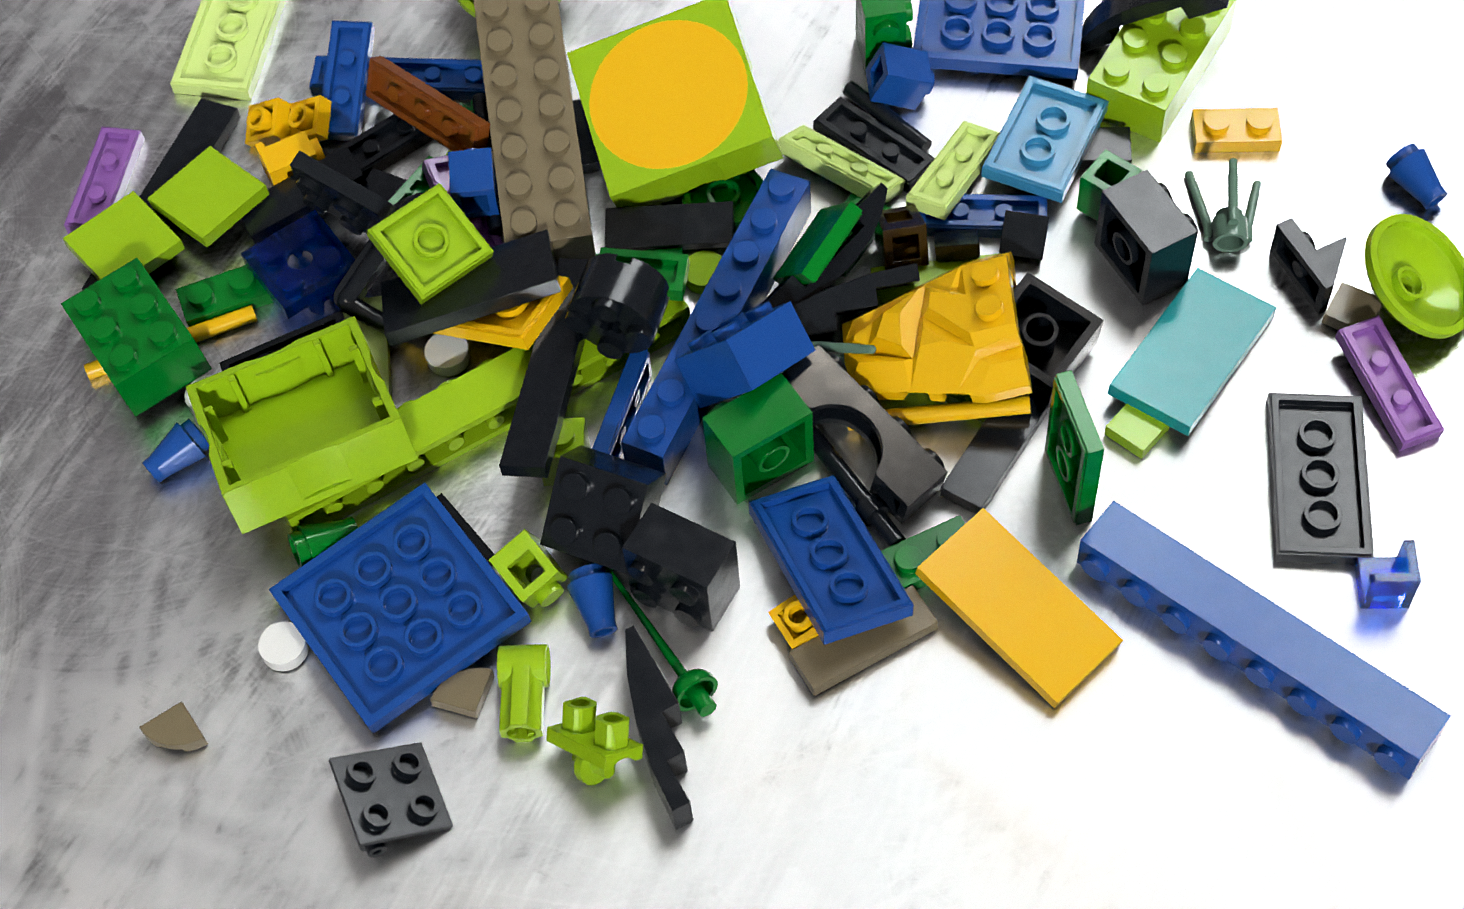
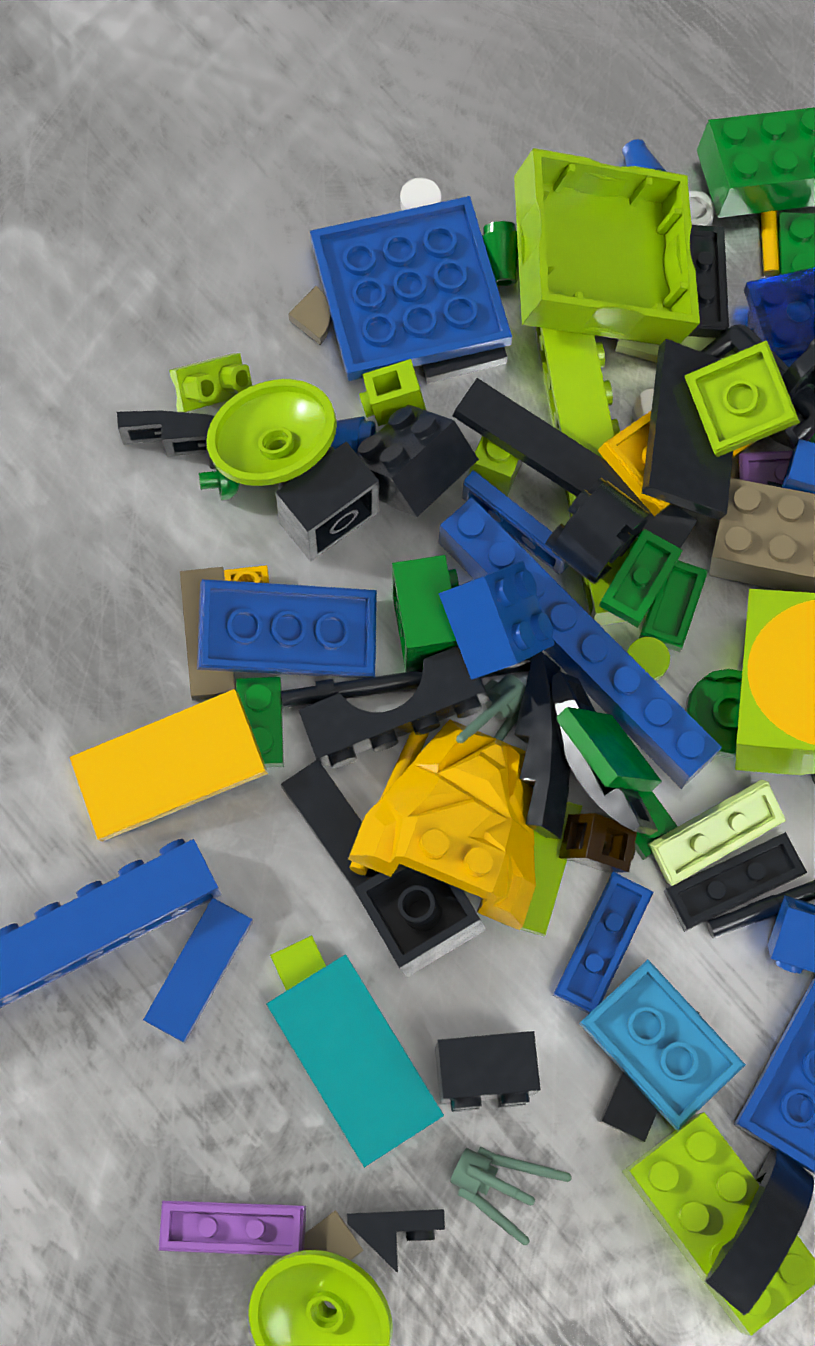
camera: 105 degrees right, 15 degrees up
(174, 730) = (382, 105): dark tan tile -> none
(389, 795) = (247, 230): black hinge -> none
(522, 677) = (298, 357): lime piece -> none
(610, 619) = (271, 432): none -> lime dish
(670, 226) = (707, 644): black tile -> none
(952, 170) = (663, 936): yellowish green tile -> none
(956, 245) = (572, 896): black tile -> none
(1024, 234) = (555, 965): black tile -> none
(1073, 448) = (272, 865): green tile -> none
(1102, 174) = (566, 1068): green brick -> none
(1194, 505) = (198, 970): none -> blue tile
(1236, 130) = (599, 1256): yellow plate -> none
(1318, 478) = (171, 1105): tile -> none
(1388, 580) = (38, 1098): clear blue panel -> none

